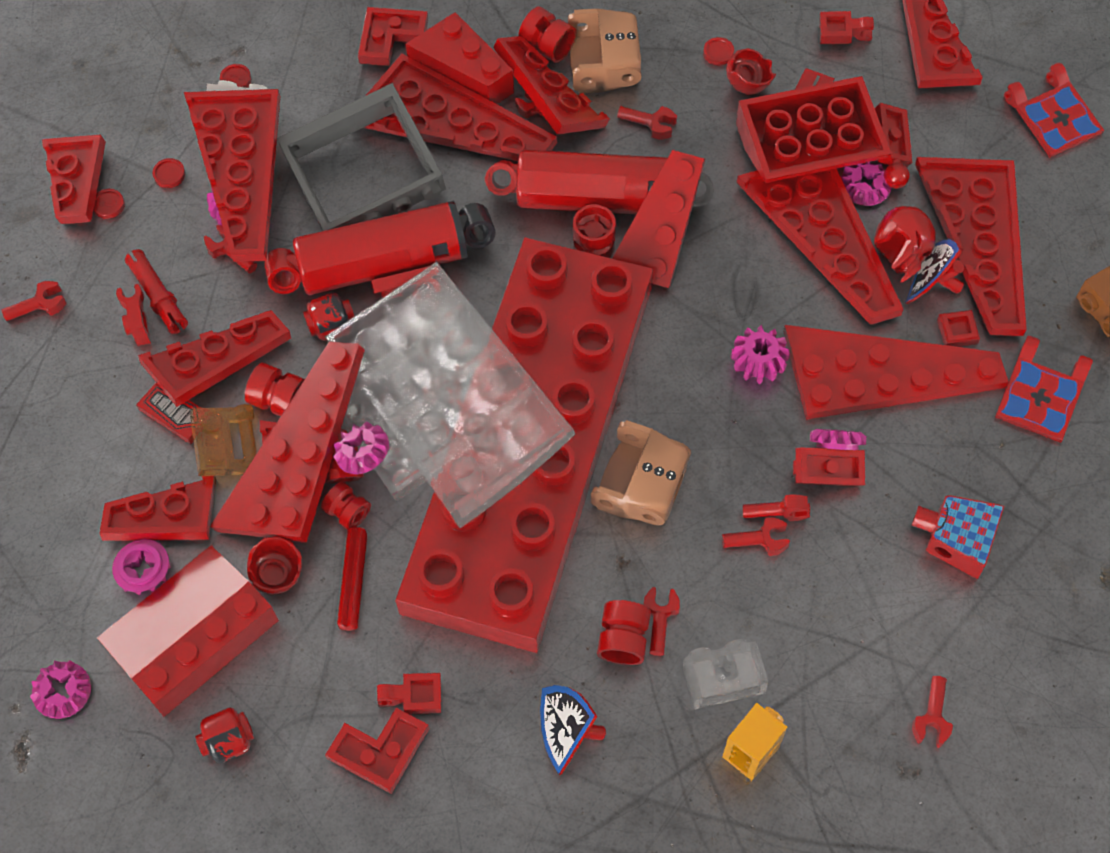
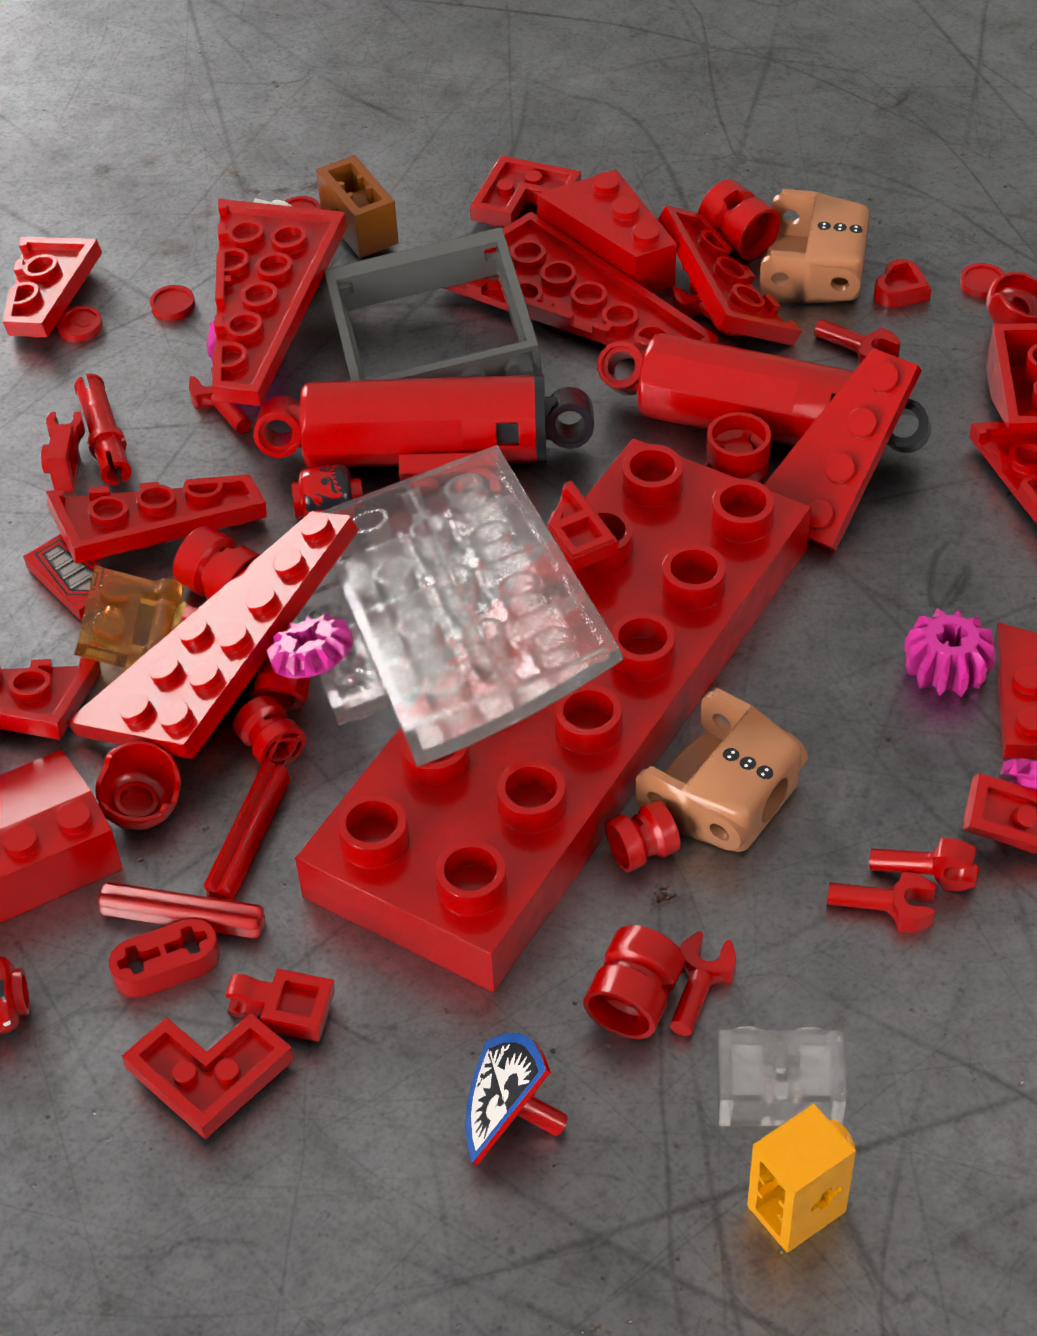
camera: 15 degrees right, 15 degrees down
(279, 70) = (367, 206): none -> dark orange brick
(322, 672) = (164, 957): none -> red beam
(327, 643) = (171, 907): none -> axle
(513, 326) = (580, 530): none -> red tile
(602, 528) = (642, 836): none -> red wheel
(666, 65) = (901, 285): none -> red tile

